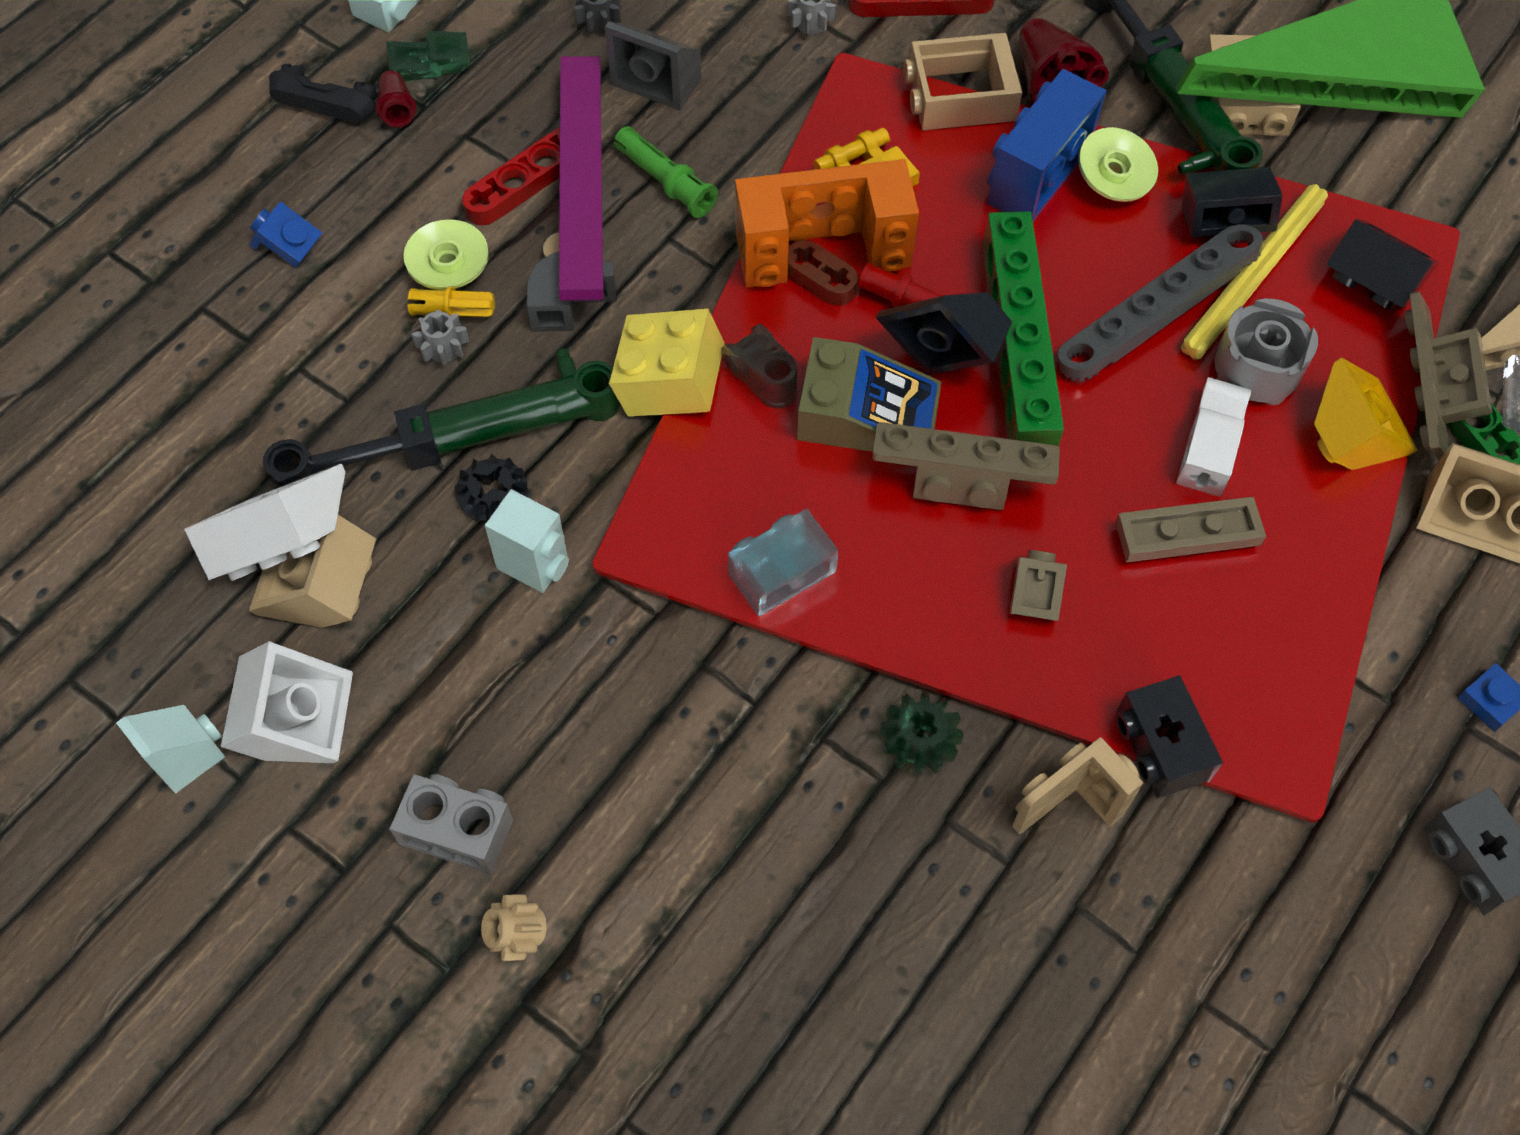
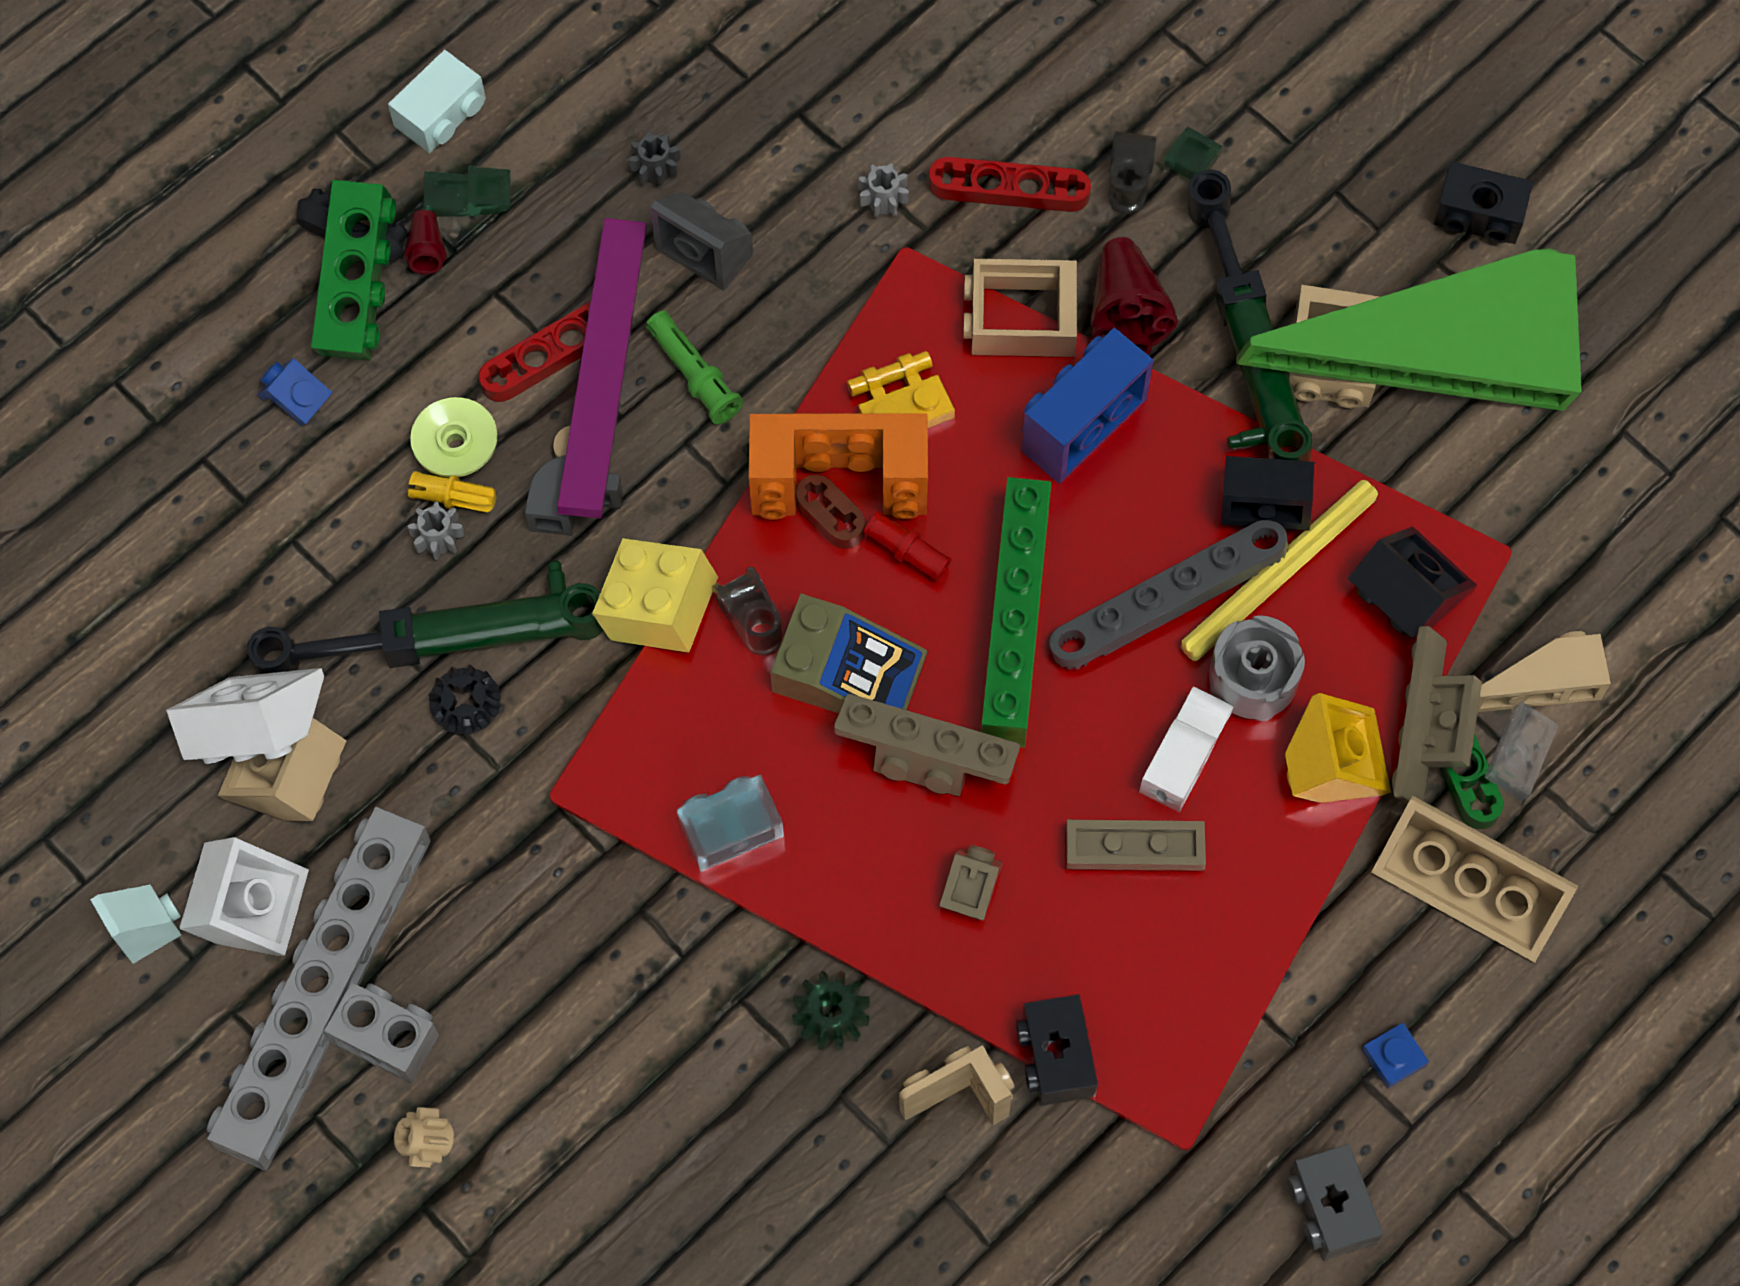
camera: 10 degrees right, 5 degrees up
(319, 61) = (347, 206): none -> green brick
(332, 957) = (260, 1138): none -> light grey brick
(527, 541) = (489, 768): light aqua brick -> none
(948, 331) = (937, 605): black slope -> none
(1124, 153) = (1173, 415): yellowish green dish -> none

